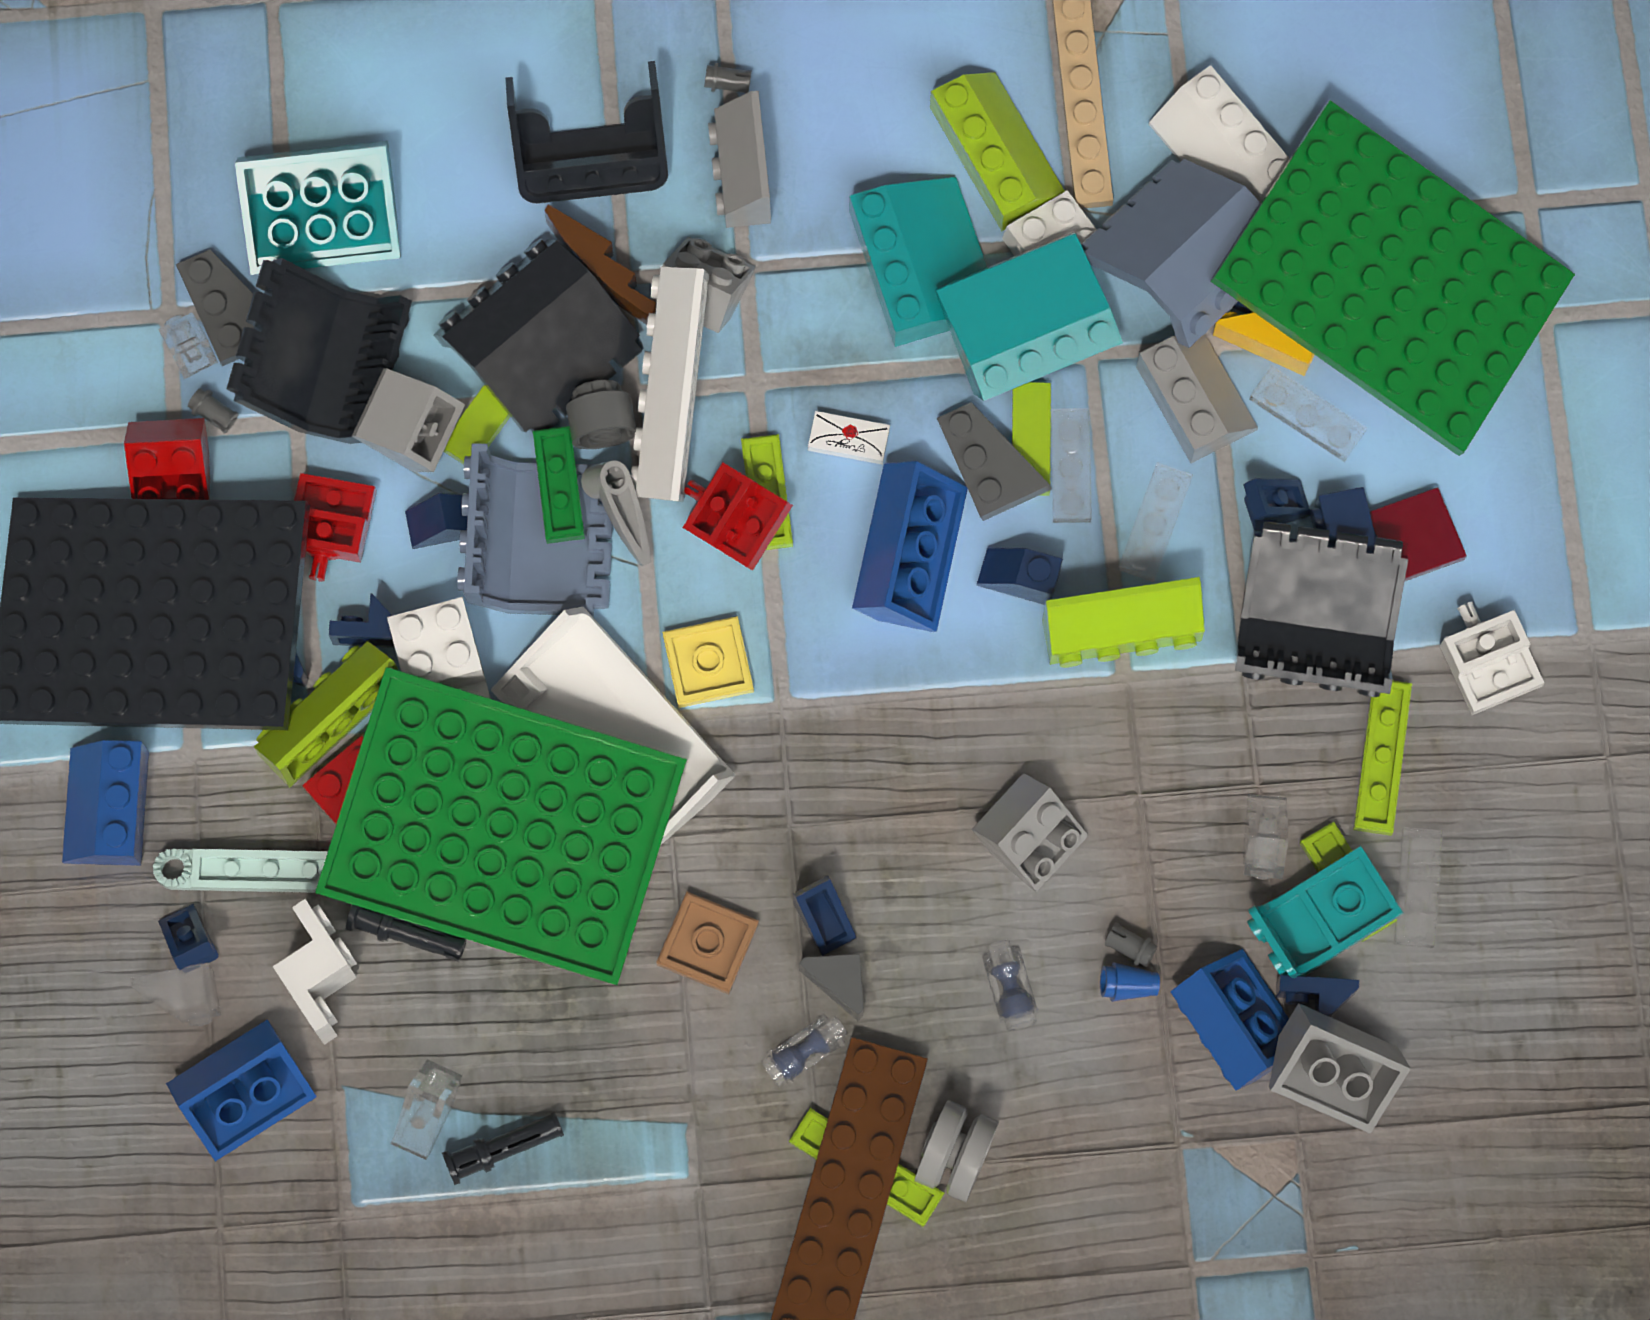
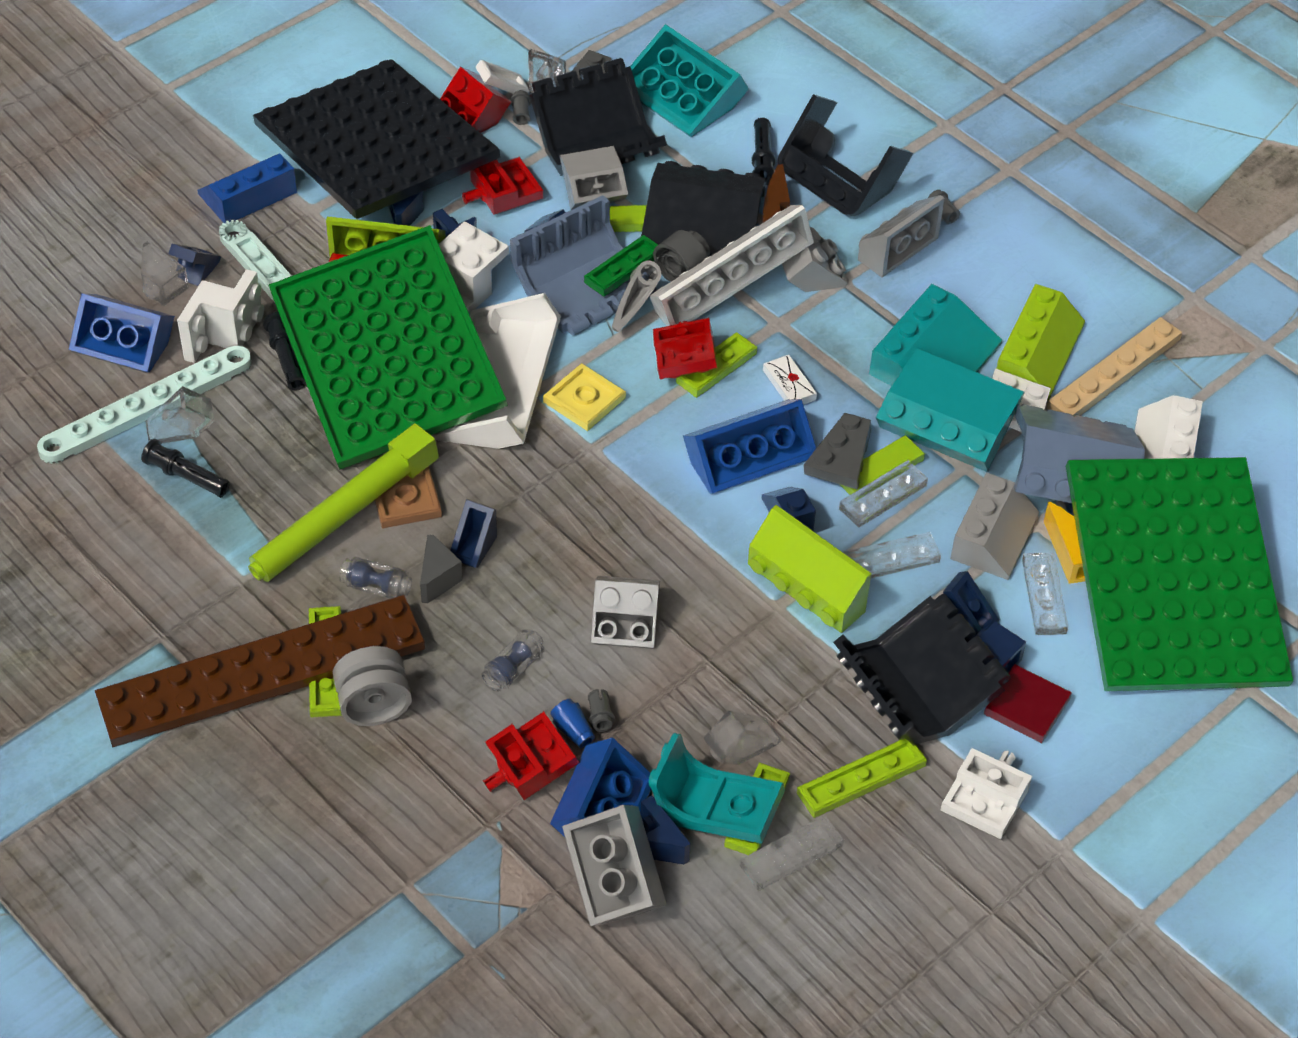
camera: 50 degrees right, 25 degrees down
(159, 401) = (501, 77): none -> white tile
(366, 1128) = (141, 405): none -> light aqua plate
(506, 213) = (763, 158): none -> black pin
(688, 1018) = (406, 456): none -> lime brick
(1143, 1053) = (529, 756): none -> red plate

